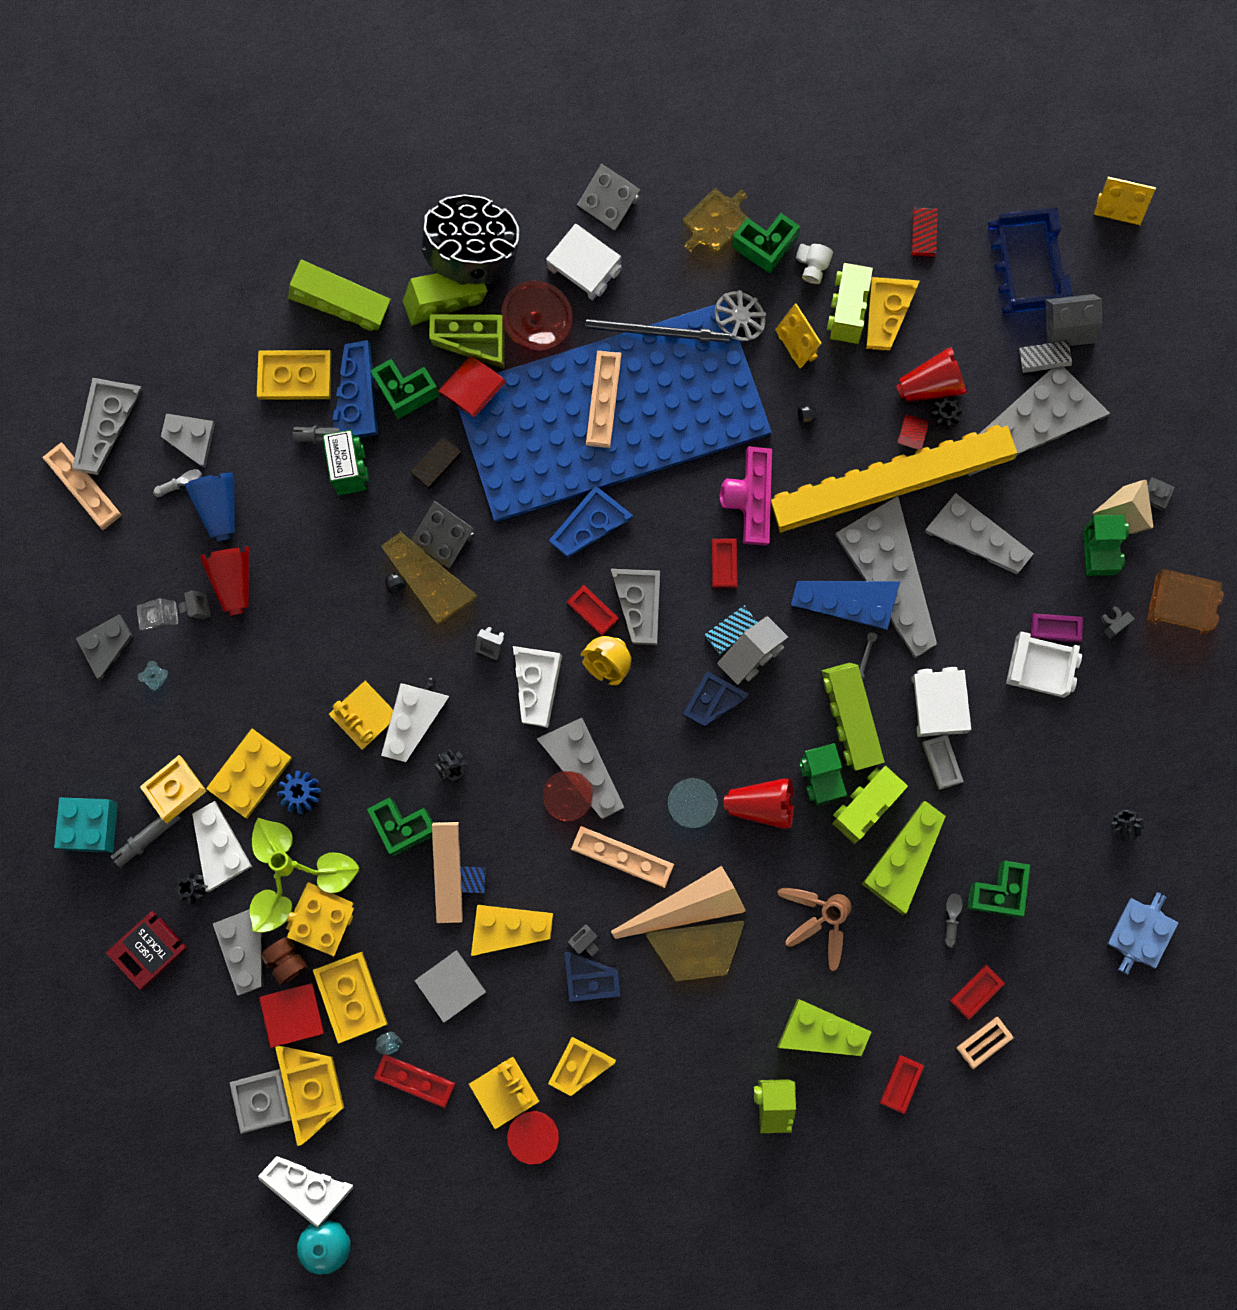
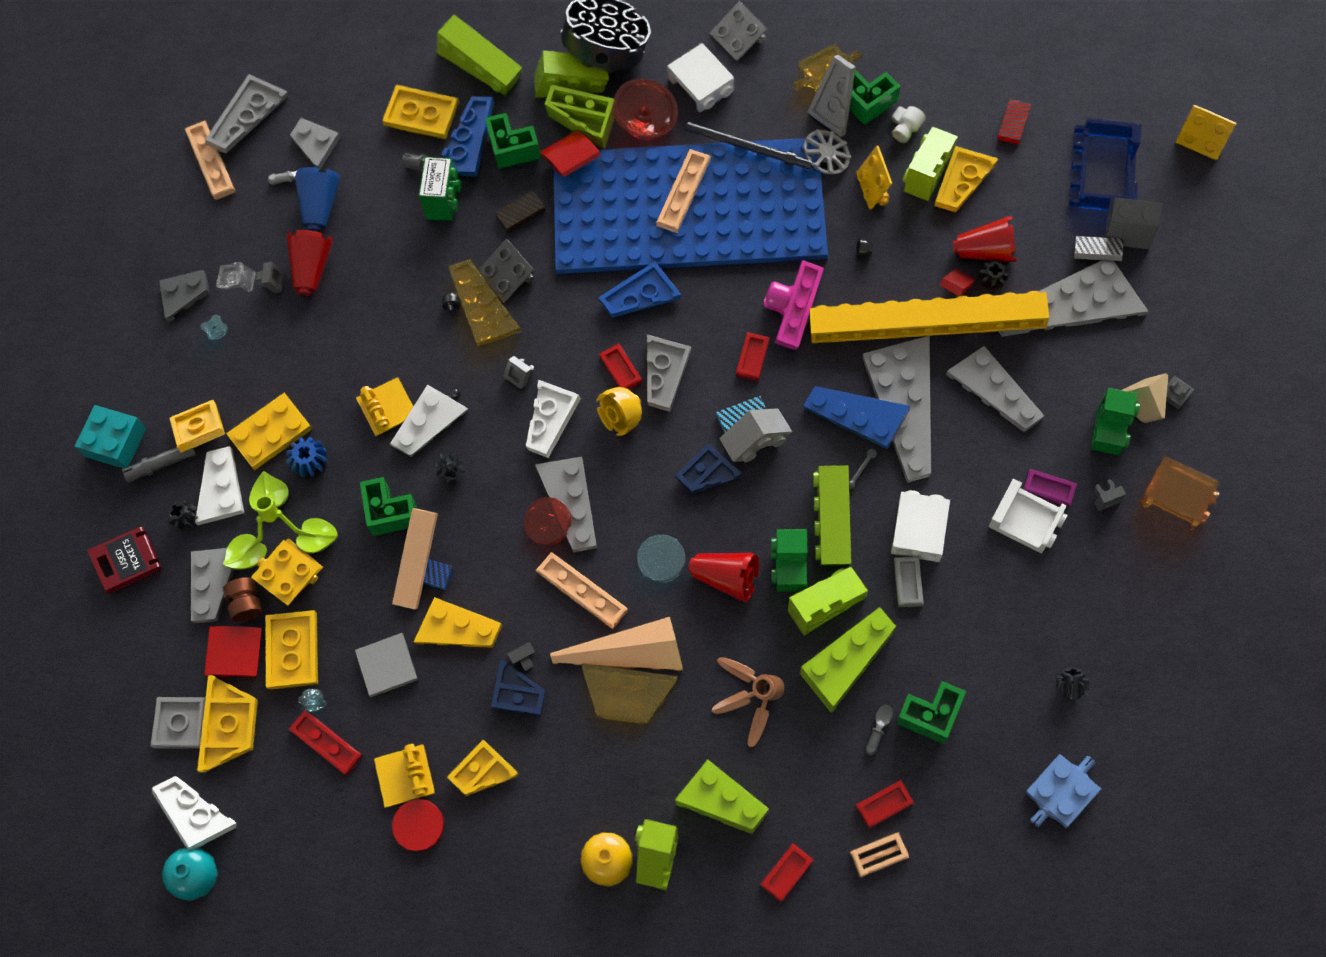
camera: 15 degrees right, 10 degrees down
(726, 1119) = (606, 859): none -> yellow cylinder
(733, 253) = (834, 96): none -> light grey wing

